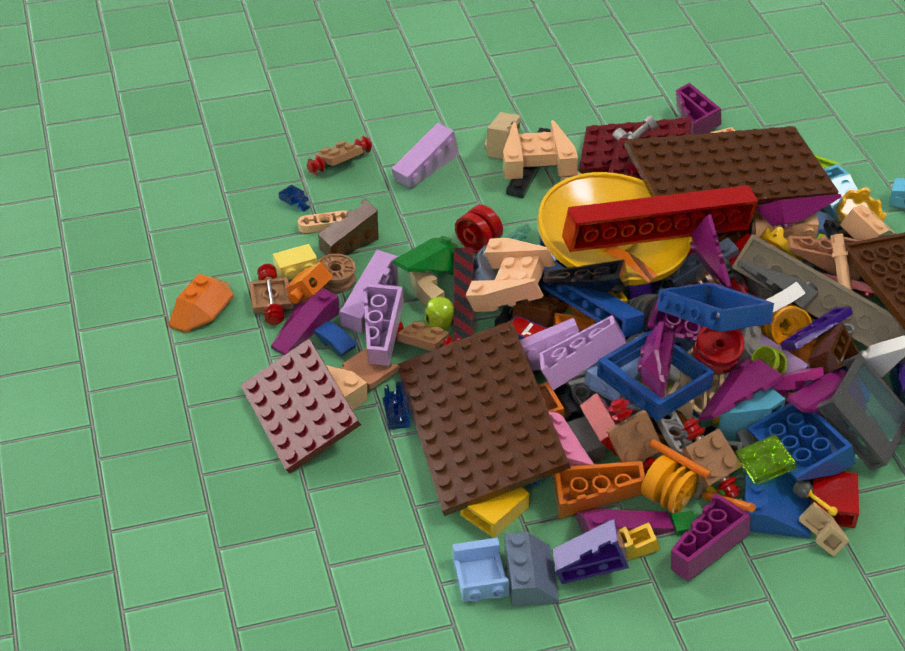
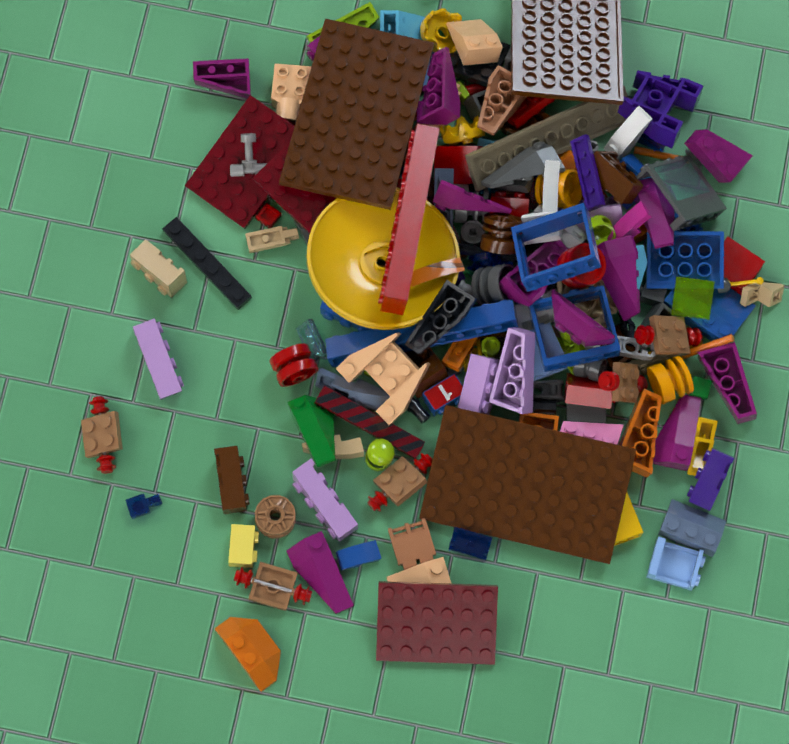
camera: 65 degrees left, 30 degrees up
(300, 288) = (287, 549): orange torso -> none
(313, 223) = (193, 507): light nougat beam -> none
(382, 317) = (383, 511): lavender wedge -> none
(539, 150) = (208, 252): light nougat wedge -> none
(684, 461) = (663, 361): orange bar -> none
(840, 258) = (521, 100): light nougat pin -> none

